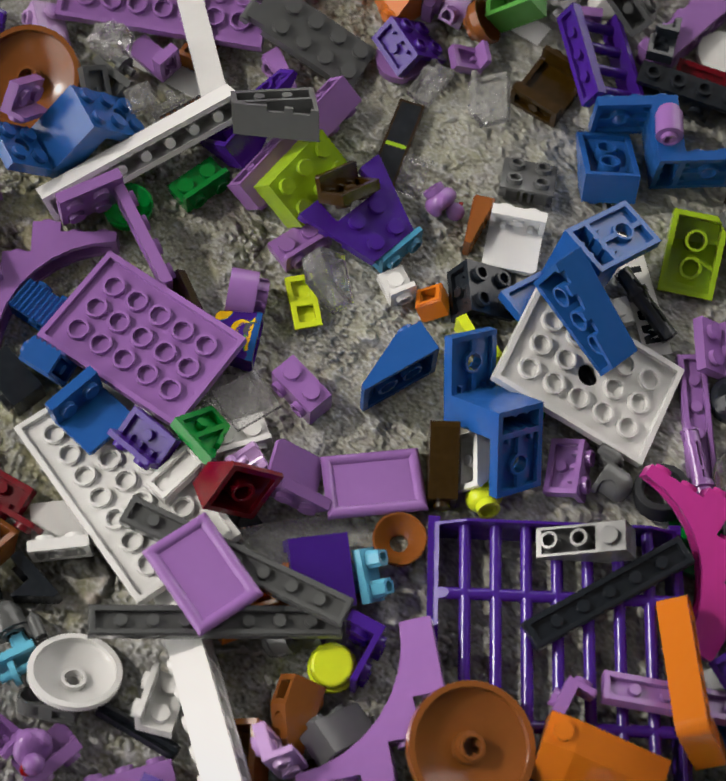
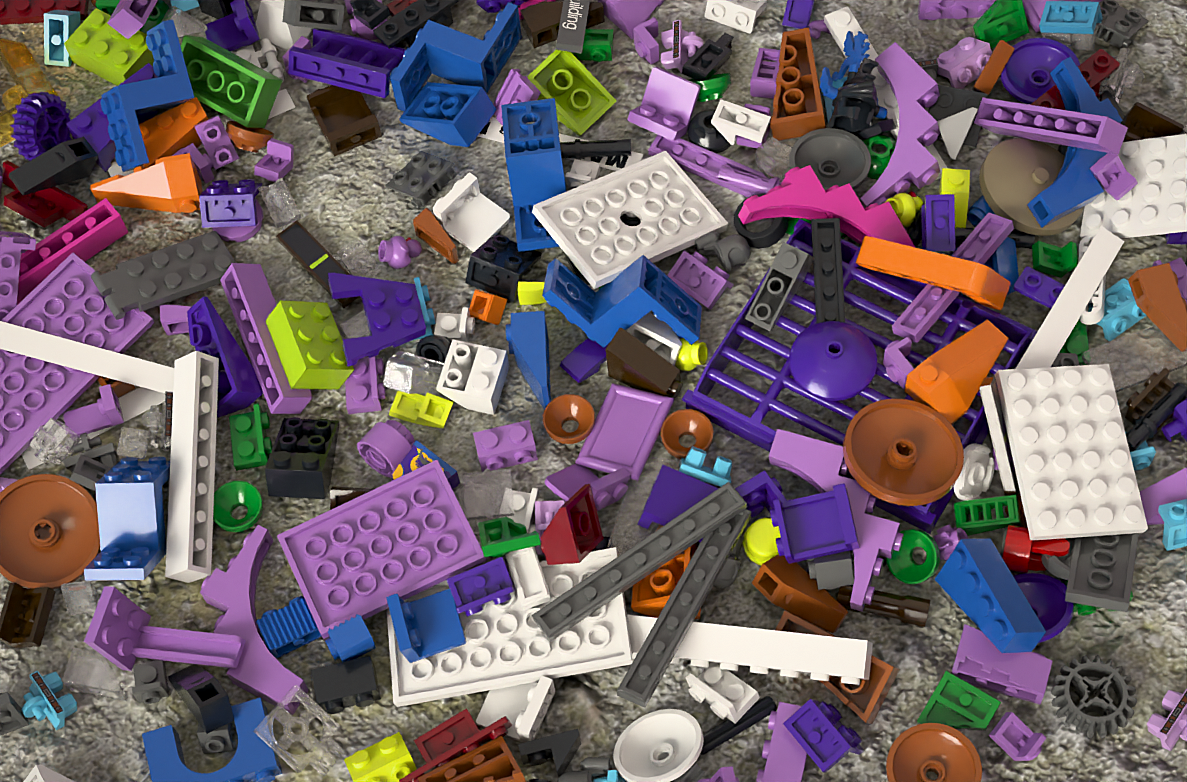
camera: 50 degrees left, 5 degrees down
(22, 98) = (80, 544): medium lavender bracket -> none
(98, 196) = (257, 499): medium lavender bracket -> none
(202, 233) = (302, 458): none -> black slope
(202, 574) = (639, 588): medium lavender piece -> none
(276, 113) = (244, 325): dark grey wedge -> none
(281, 760) = (825, 610): lavender bracket -> none
(343, 186) = (347, 312): dark brown bracket -> none
(349, 701) = (815, 525): none -> dark purple panel
(354, 327) = (474, 376): none -> white slope
(357, 416) = (568, 408): none -> dark orange piece
(363, 283) = (434, 347): none -> black brick
(422, 409) = (584, 360): none -> dark purple slope
(489, 98) = (326, 164): clear bracket -> none
(531, 652) = (833, 374): none -> dark purple dish
(586, 311) = (581, 183): blue wedge -> none
(656, 209) = (515, 90): none -> medium lavender plate
(669, 124) = (455, 37): medium lavender brick -> none

